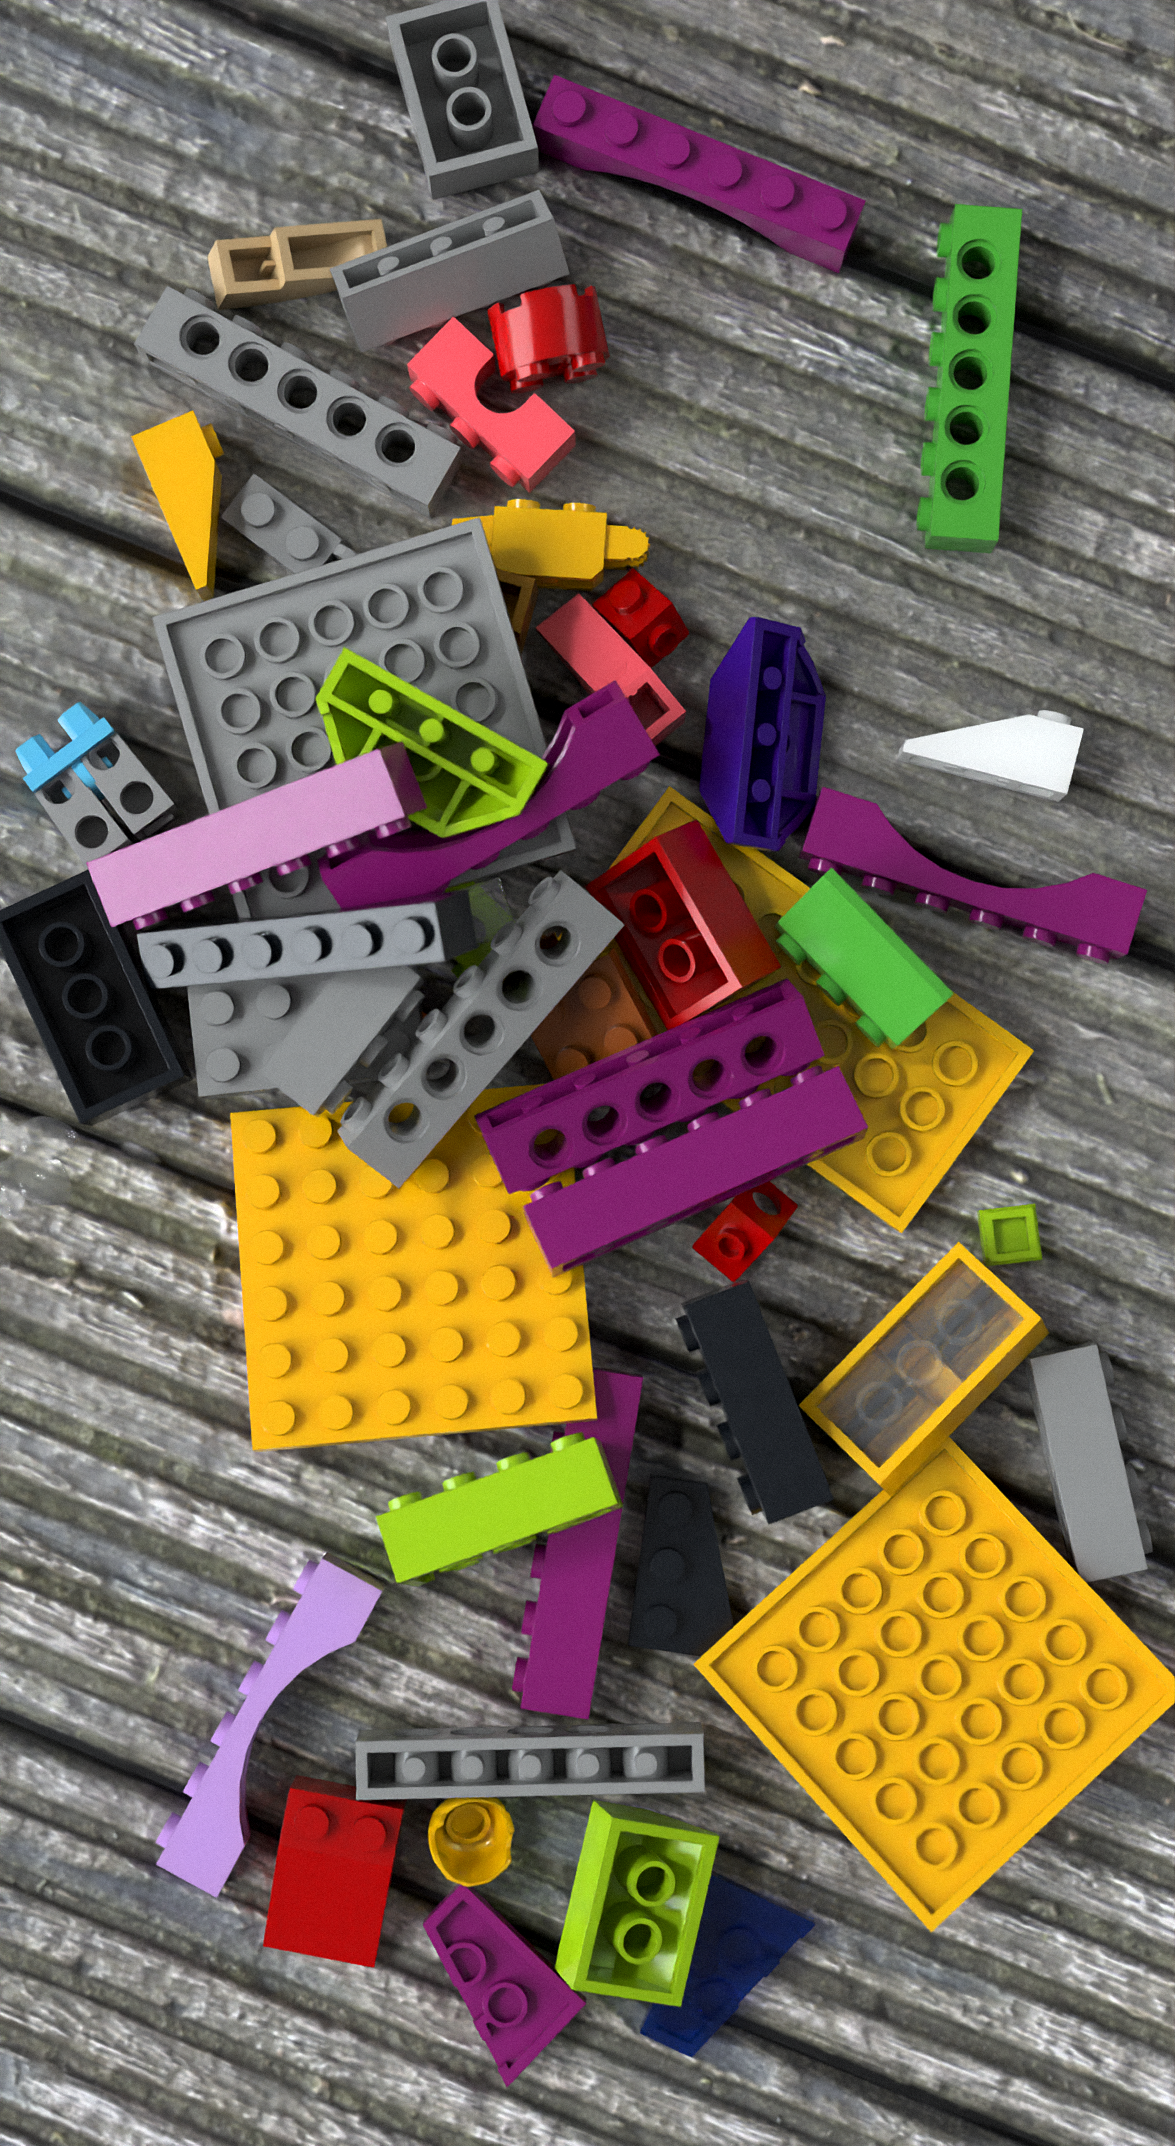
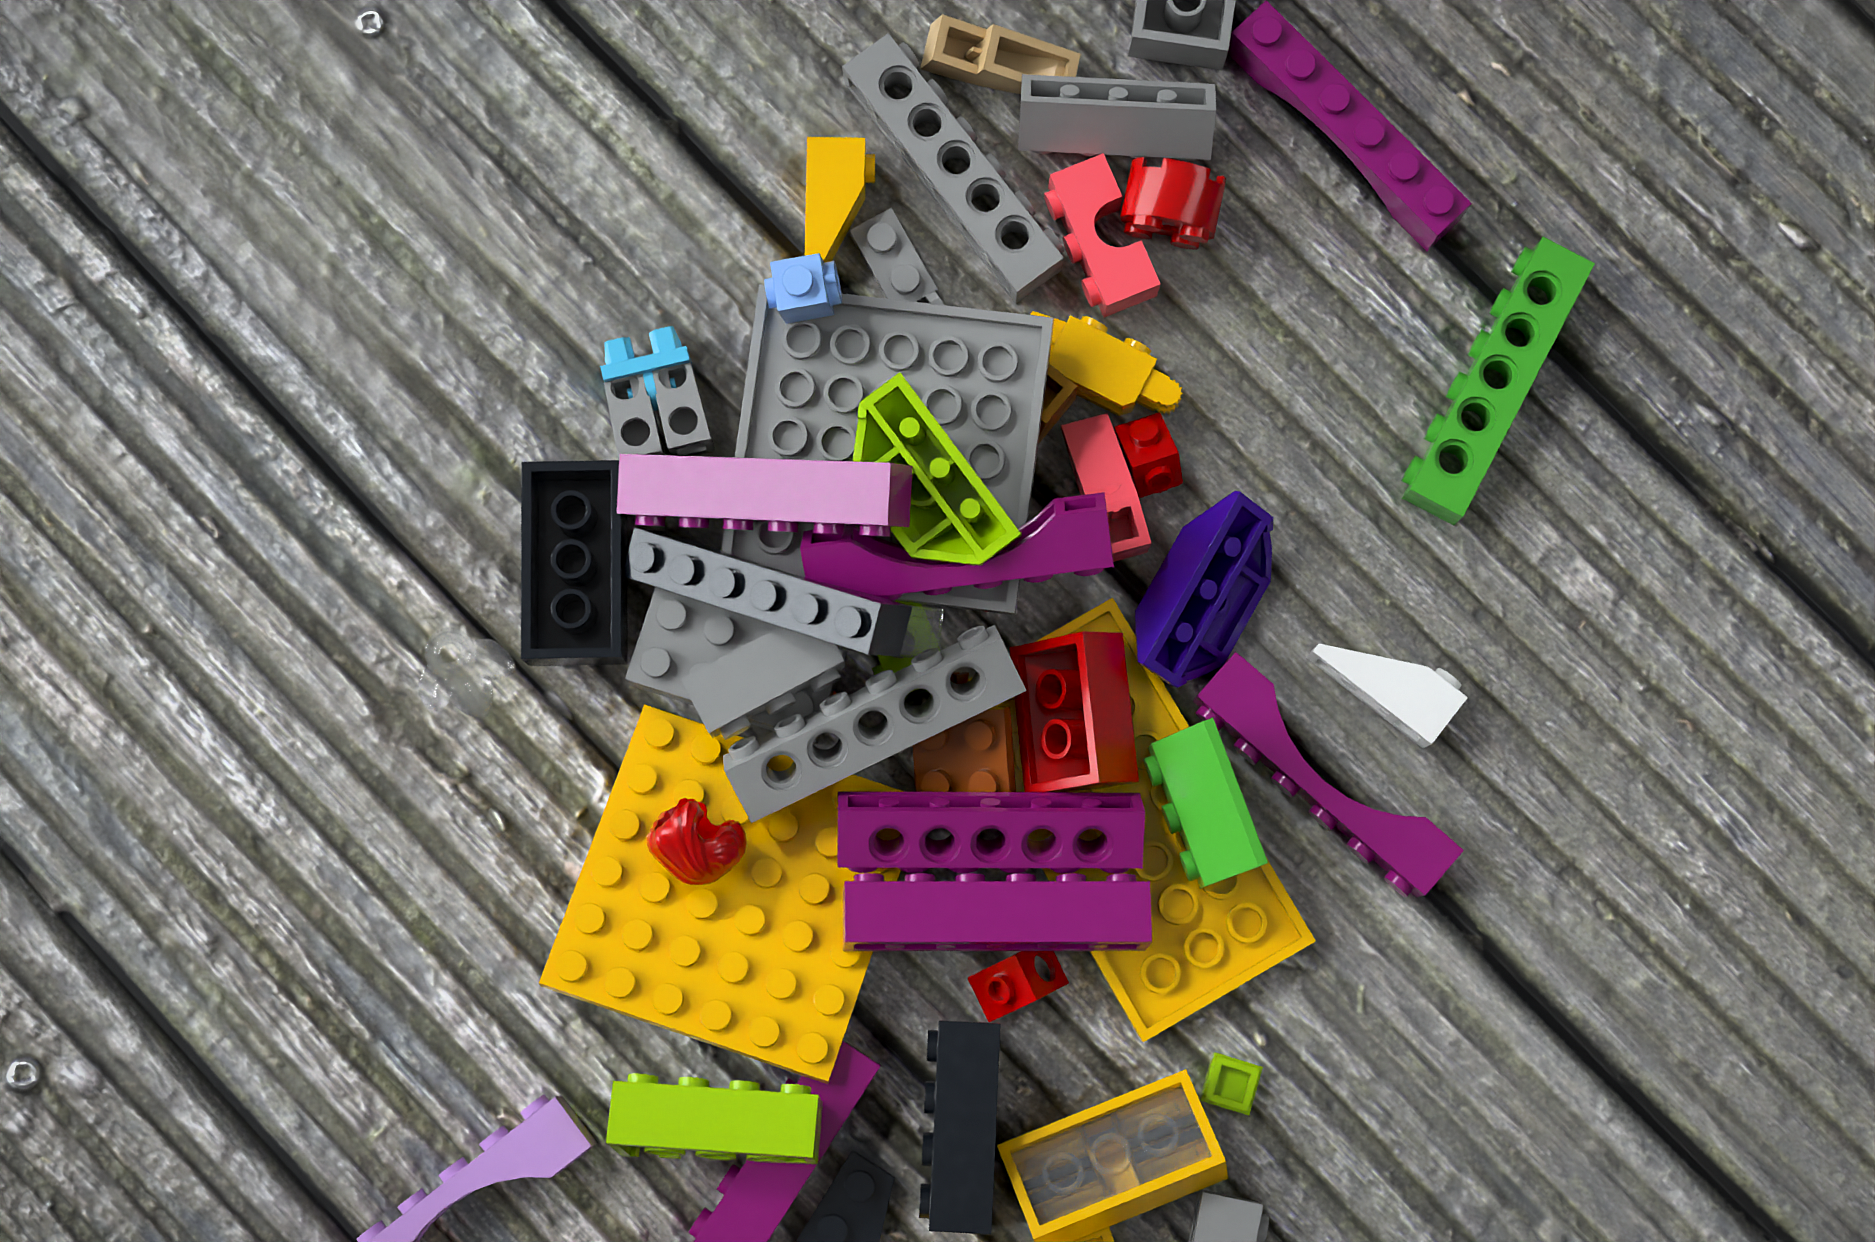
camera: 20 degrees right, 5 degrees down
(201, 601) = (803, 288): none -> light blue brick
(350, 1239) = (694, 847): none -> red hair

